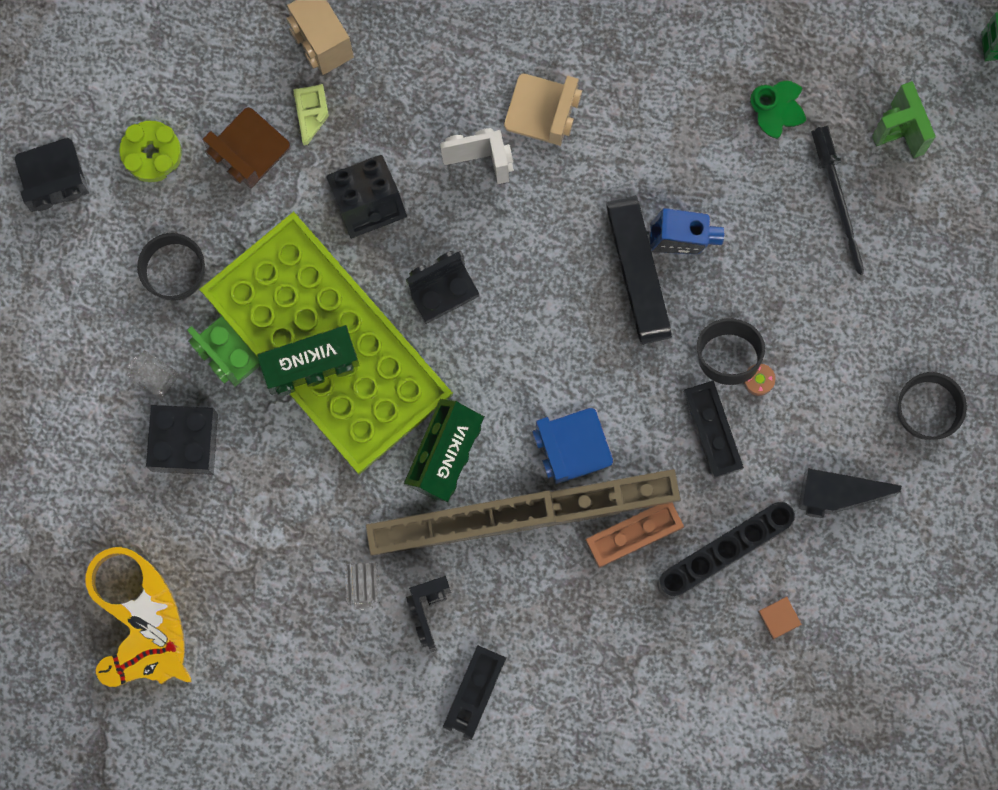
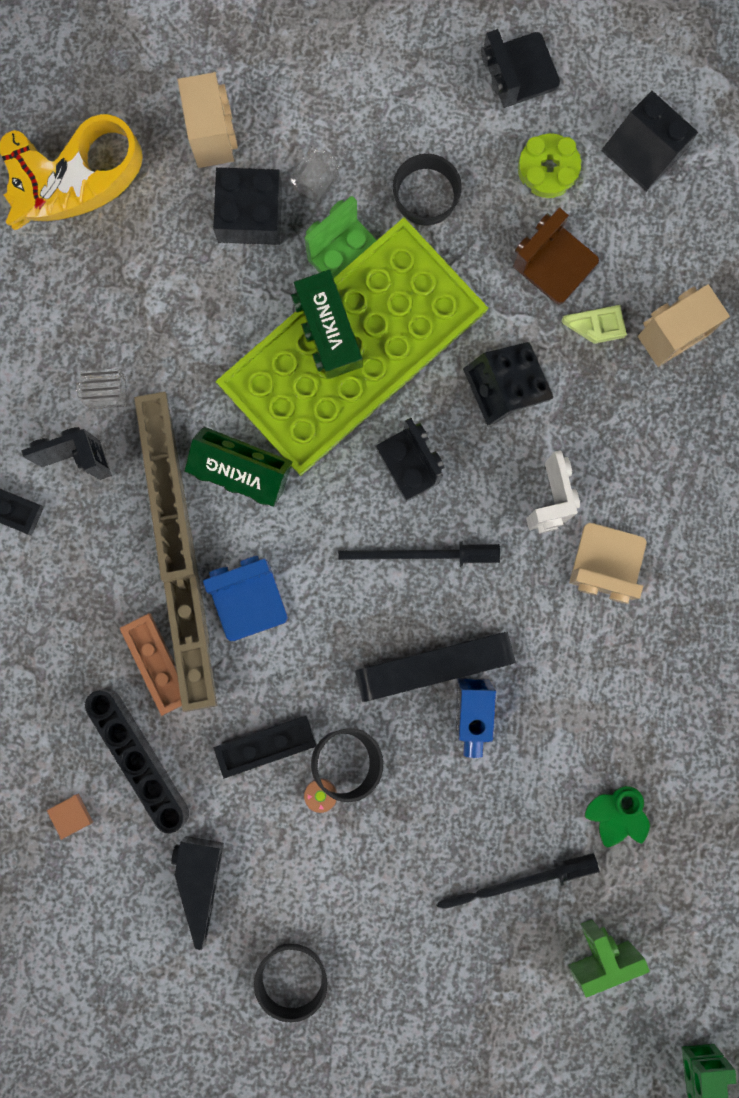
camera: 85 degrees right, 5 degrees up
(95, 475) = (208, 119): none -> tan brick
(133, 55) = (649, 141): none -> black slope
(531, 240) = (466, 554): none -> black piece

